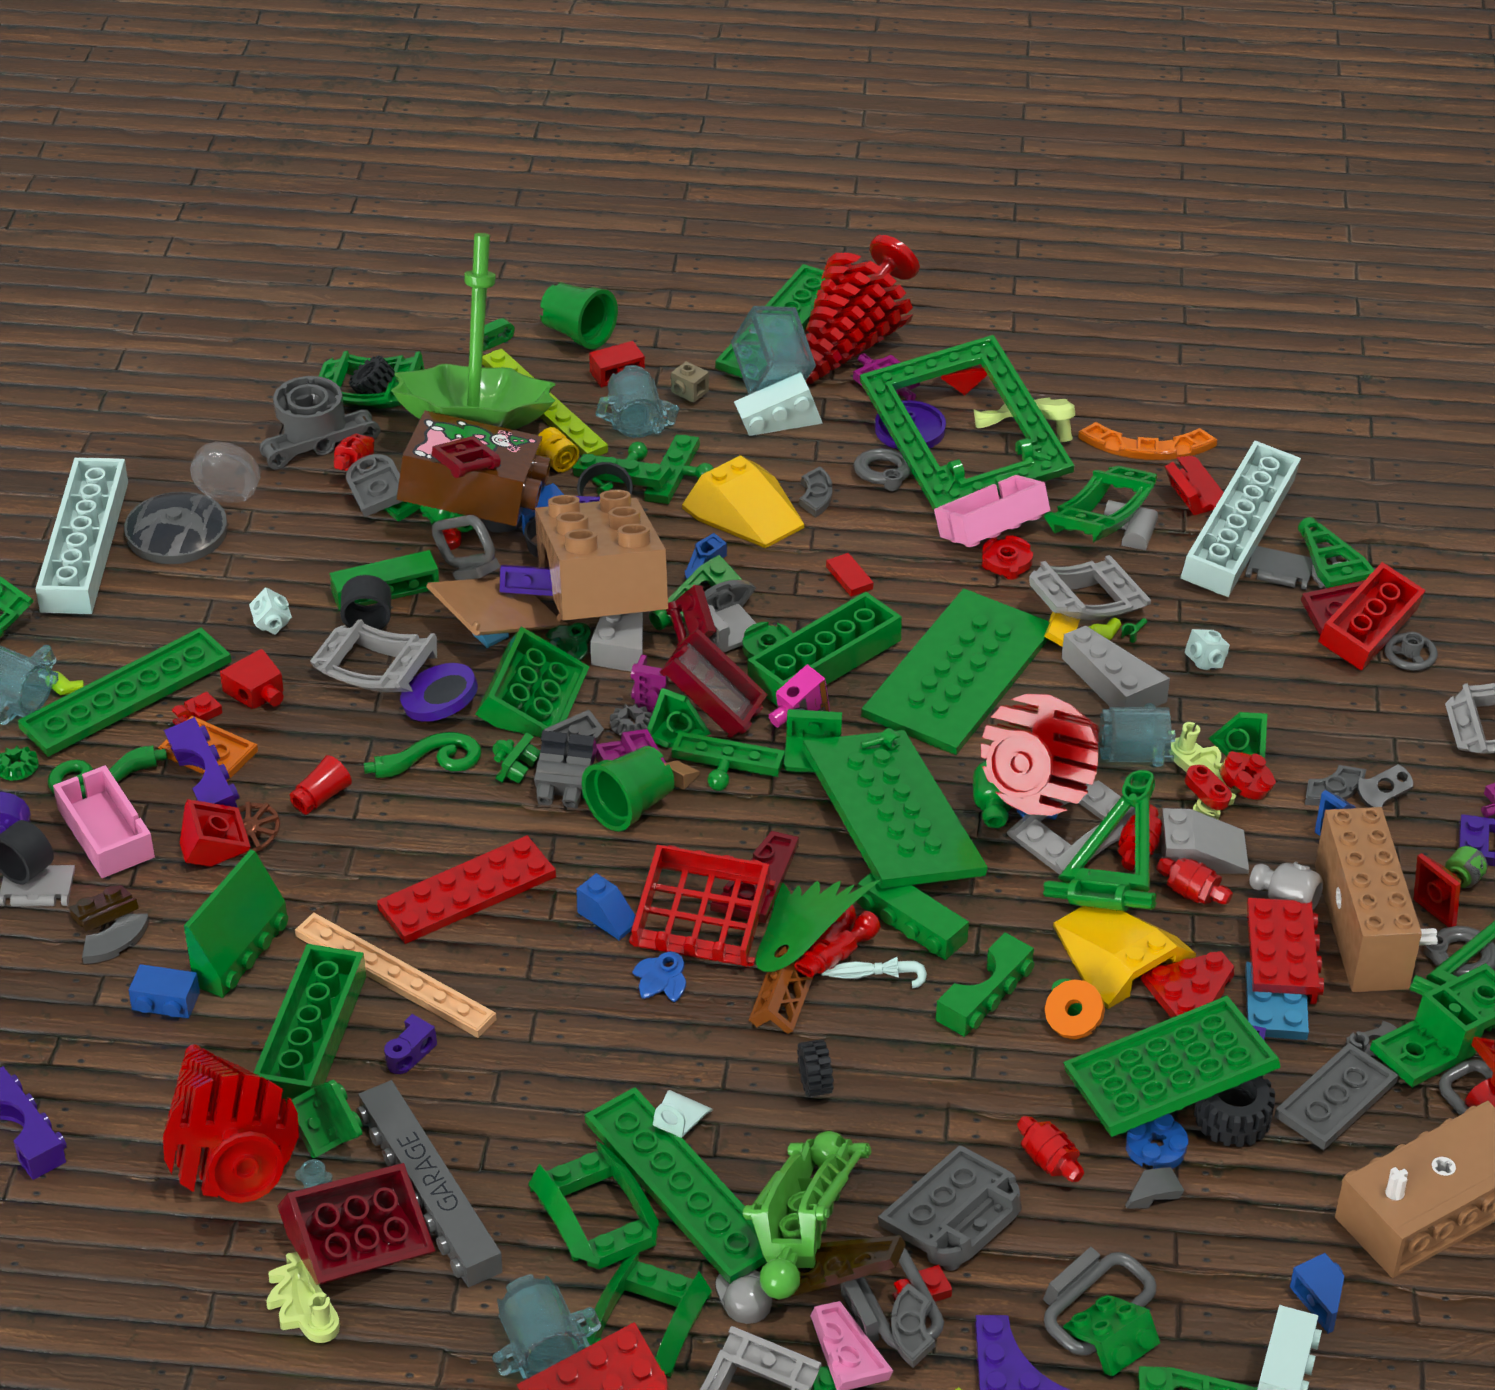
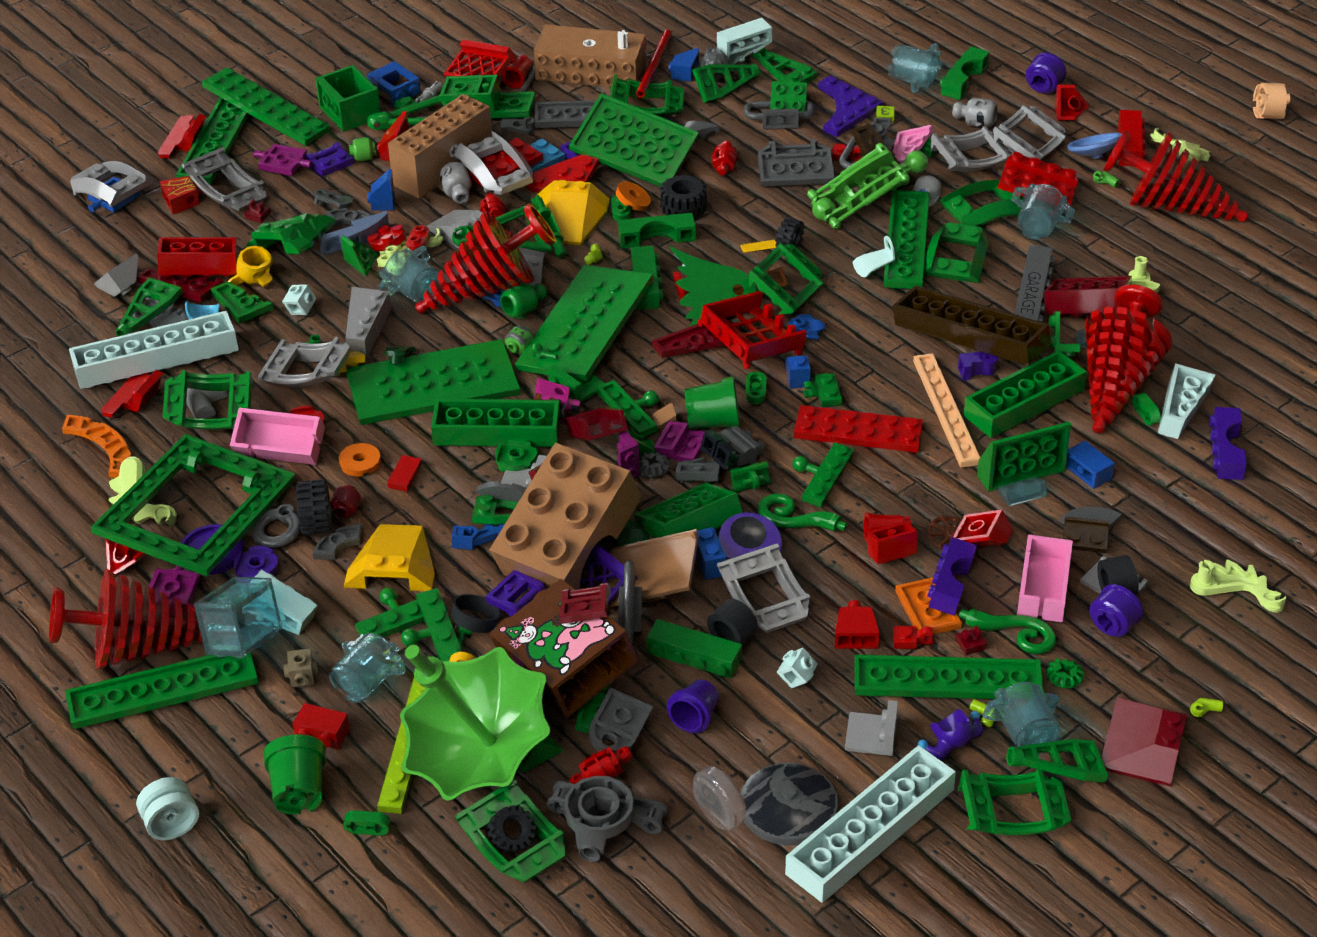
camera: 135 degrees left, 0 degrees up
(77, 643) = (953, 733): none -> dark purple piece
(114, 1145) = (1183, 398): none -> light aqua wedge
(134, 738) = (971, 641): none -> dark red tile
(149, 1108) = (1146, 409): none -> green beam
(152, 610) = (872, 732): none -> light grey bracket
(293, 765) = (892, 542): none -> red brick
(326, 529) = (693, 706): none -> dark purple piece
(446, 817) = (825, 475): none -> green plate
(448, 1052) = (972, 325): none -> dark brown brick
(464, 651) = (709, 553): none -> blue brick
(552, 912) = (825, 388): none -> green plate
(625, 860) = (756, 387): none -> green plate
(639, 250) = (167, 808): none -> light aqua wheel
(722, 961) = (774, 290): none -> green wedge
(848, 1071) = (758, 246): none -> yellow sticker
(851, 432) = (257, 554): none -> dark purple plate
(855, 512) = (345, 501): none -> dark red head
(859, 472) = (314, 507): none -> black tyre
(919, 554) = (357, 451): none -> orange tile
(937, 755) = (518, 339): none -> bright green head
(1009, 913) = (594, 256): none -> lime arm
(1010, 1063) = (683, 195): none -> black tyre
(1034, 677) = (397, 352): none -> dark green piece
(1226, 1261) = (707, 84): none -> green plate
(1264, 621) = (238, 303): none -> green wing
(1271, 1293) = (714, 56): none -> dark grey animal
(1276, 582) = (195, 311): none -> medium azure helmet
(1287, 761) = (359, 231): none -> sand blue slope
(1305, 648) = (253, 267): none -> yellow piece
(1305, 1147) = (673, 95): none -> green wedge
(1310, 939) = (471, 156): none -> light grey wedge
(1335, 701) = (294, 232): none -> green wedge
(1360, 1255) = (653, 64): none -> red piece
(1414, 564) = (119, 278): none -> light grey slope
(1434, 727) = (257, 212): none -> dark red tile

